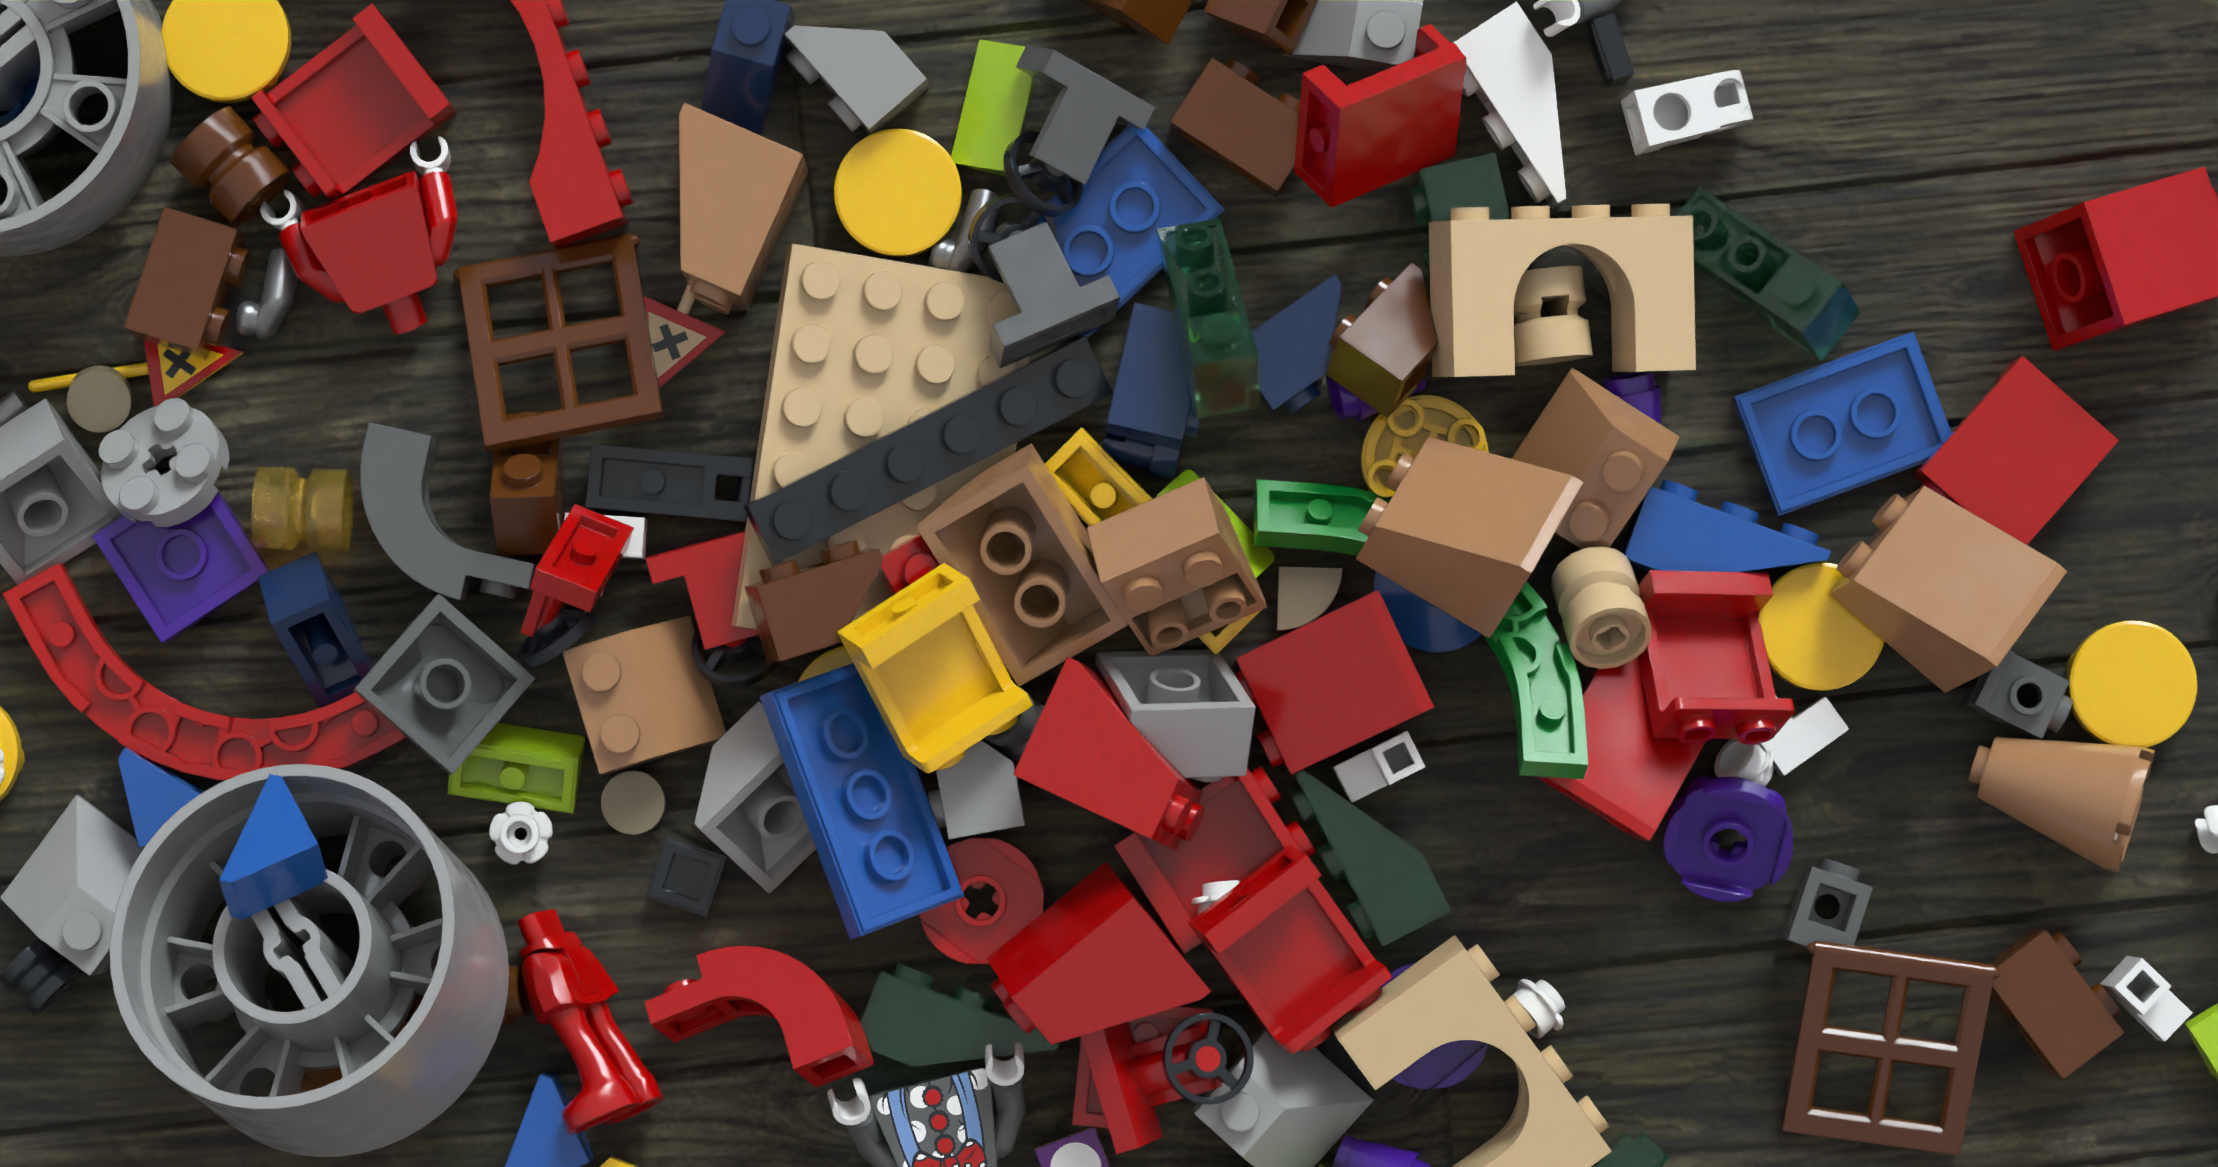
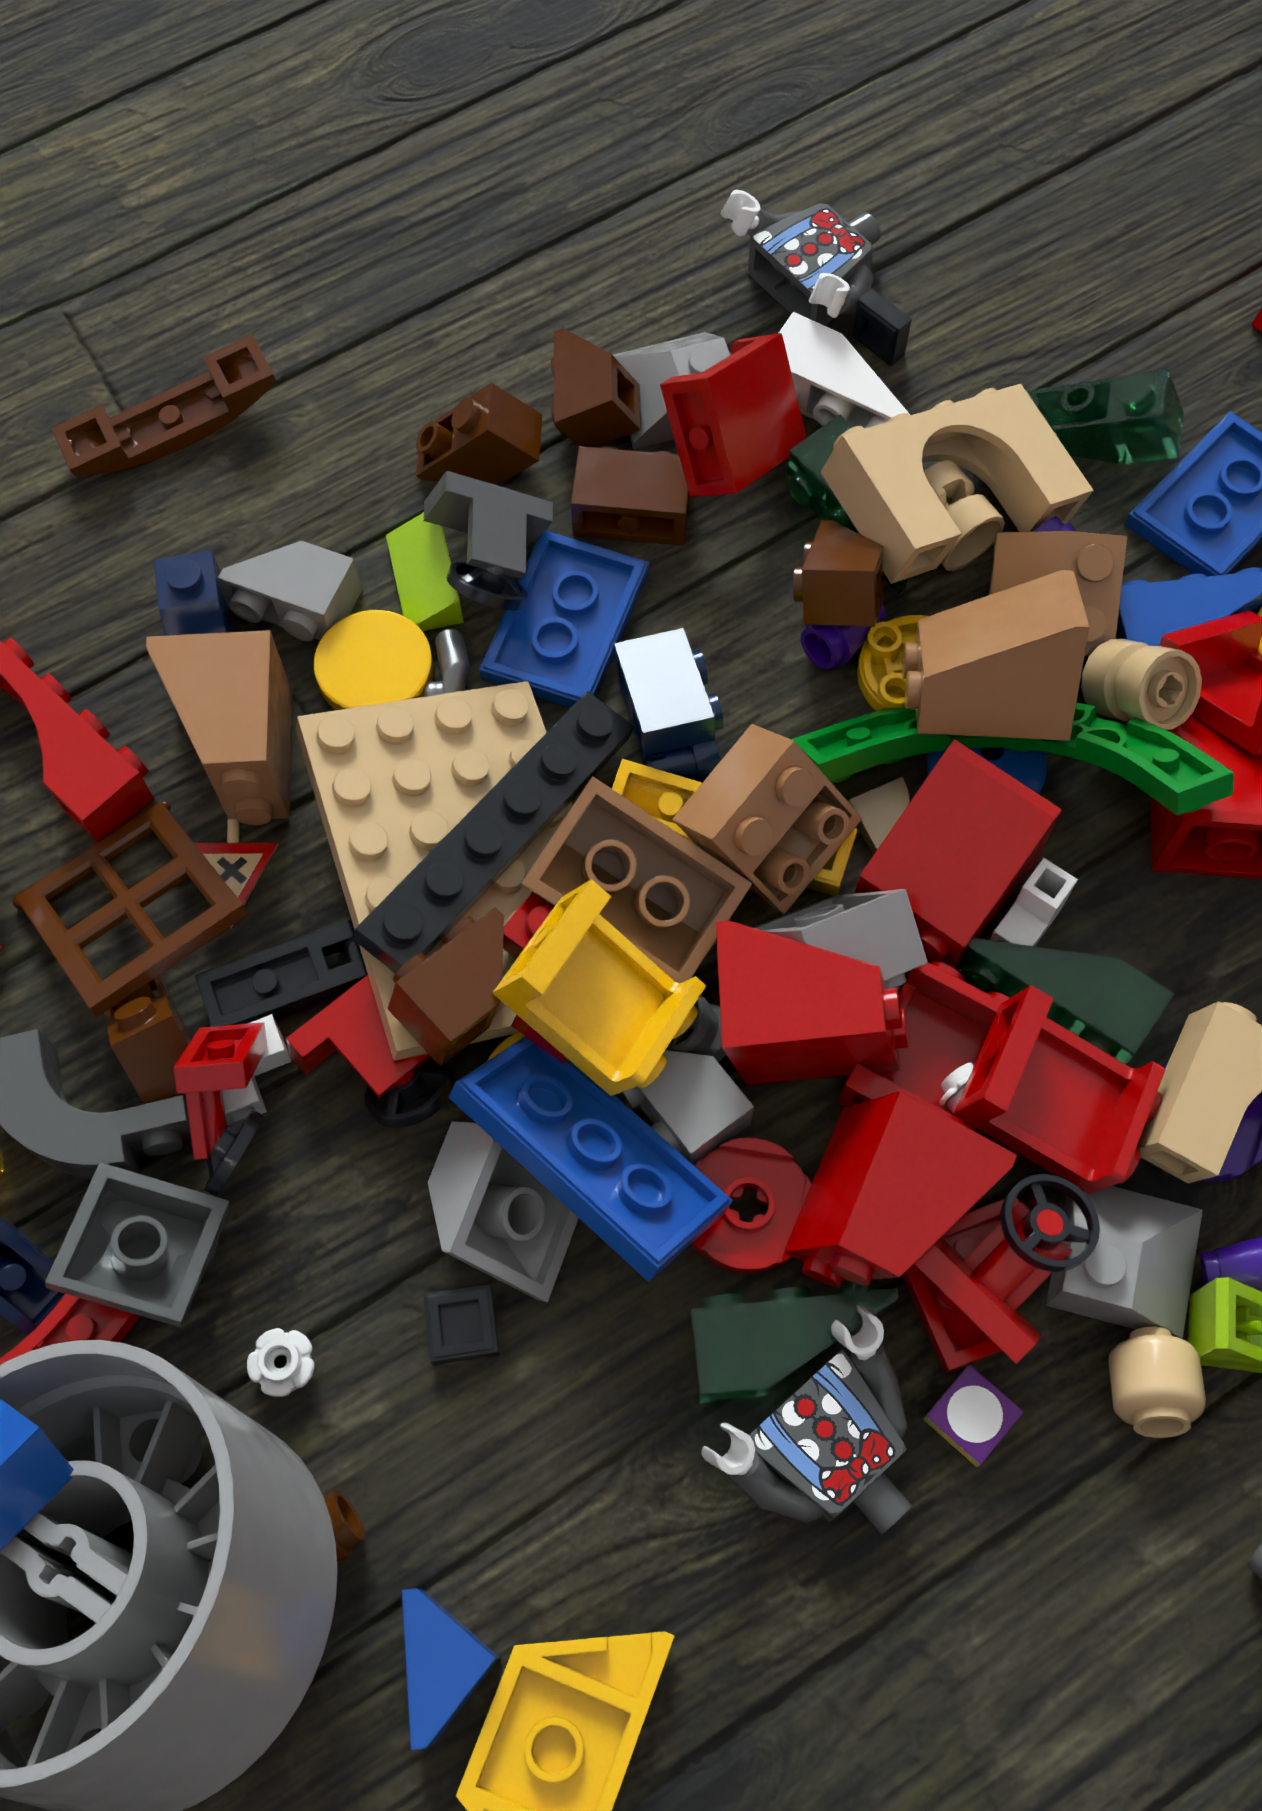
camera: 25 degrees left, 20 degrees down
(522, 767) = (252, 1298): lime slope -> none
(571, 994) = (400, 1494): red piece -> none
(633, 802) = (378, 1279): dark tan tile -> none
(643, 695) = (340, 1172): medium nougat slope -> none
(749, 980) = (593, 1380): red arch -> none
(1039, 283) = (547, 669): dark grey piece -> none
(1210, 319) = (691, 616): clear green slope -> none
(1296, 348) = (761, 633): dark blue slope -> none
(1685, 110) = (960, 342): white leg -> none

